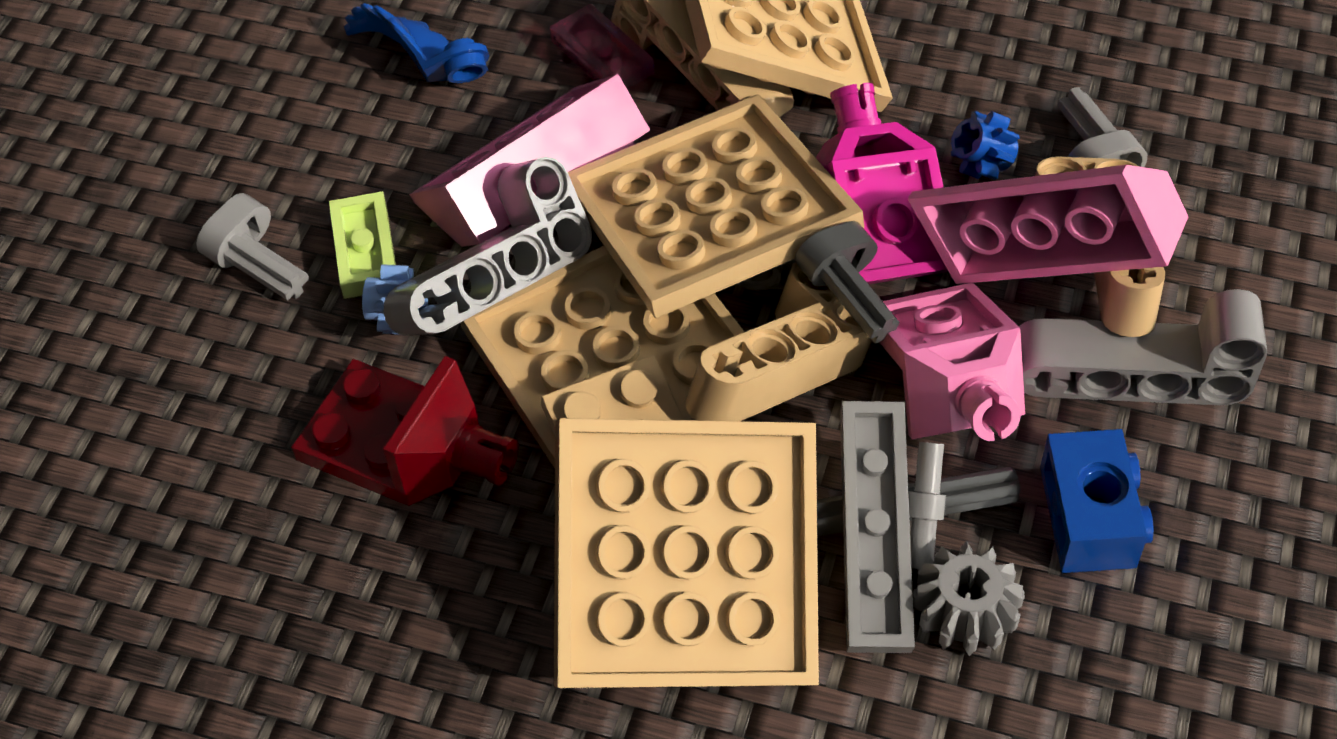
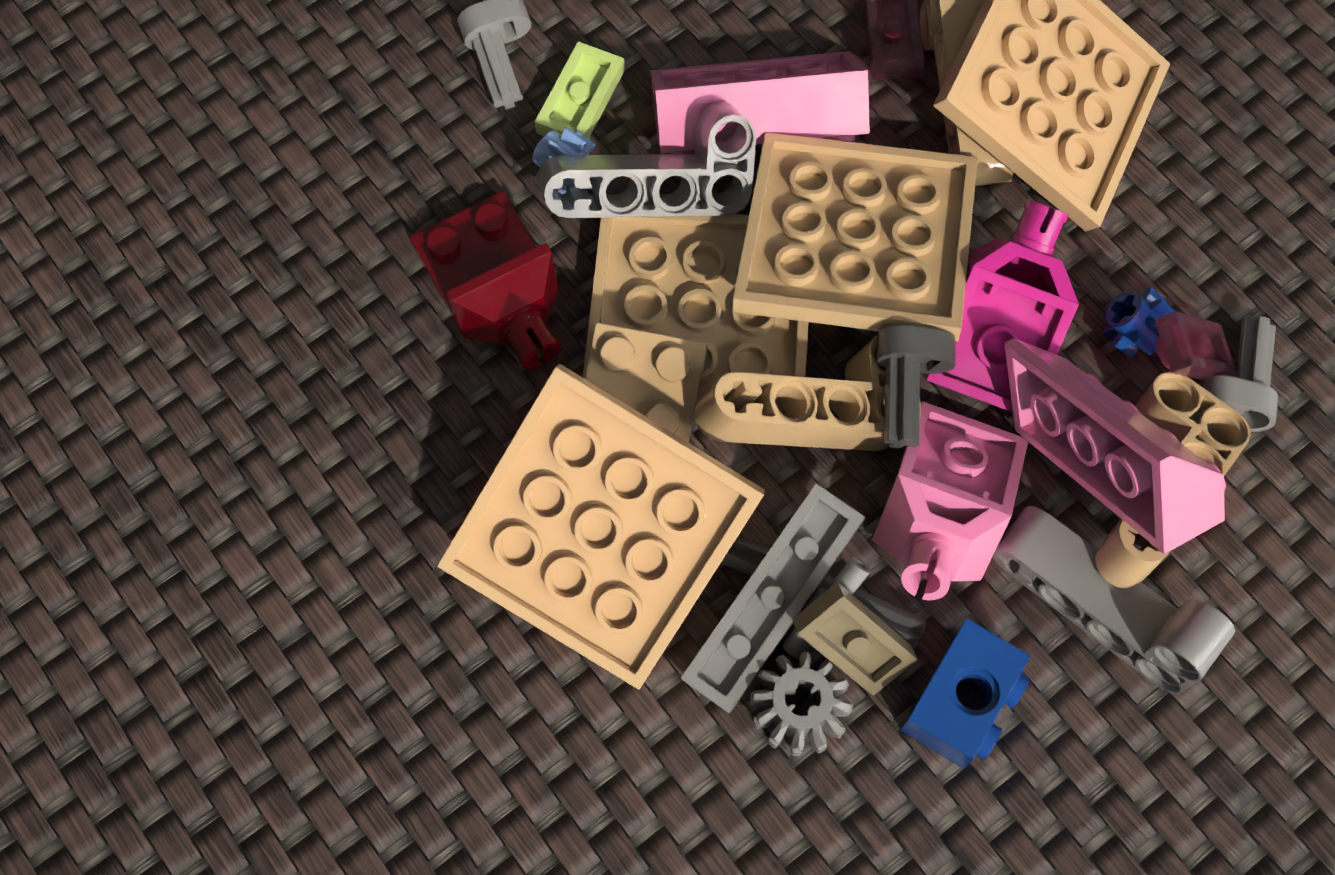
camera: 35 degrees right, 15 degrees up
(973, 508) = (854, 639): none -> dark tan plate
(1040, 134) = (1193, 346): none -> clear pink plate

